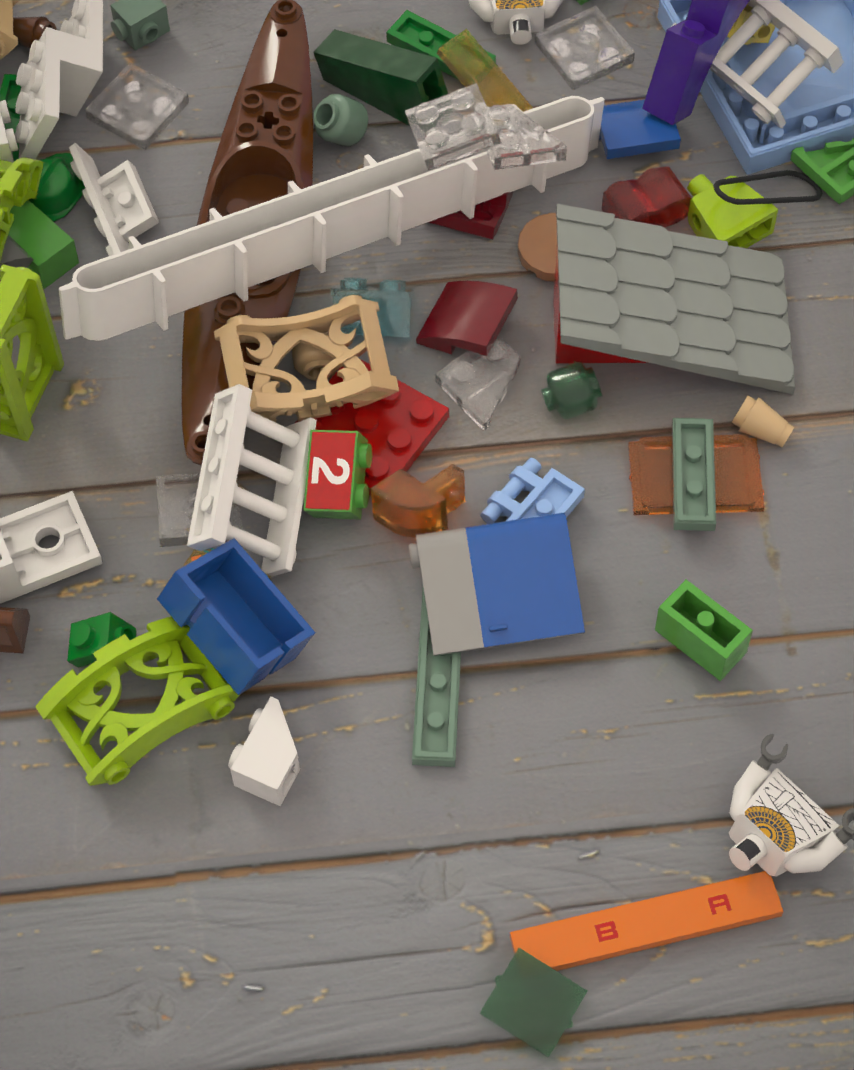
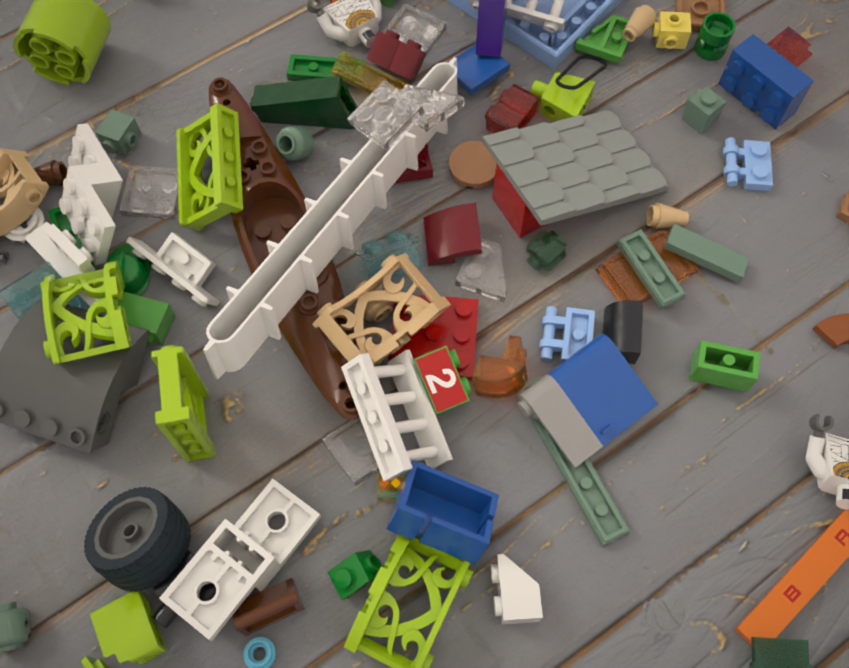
camera: 30 degrees left, 5 degrees up
(213, 103) = (224, 186): none -> lime fence
(539, 66) = (396, 55): none -> dark red brick
(608, 532) = (624, 327): none -> black brick
(783, 489) = (706, 253): none -> sand green tile

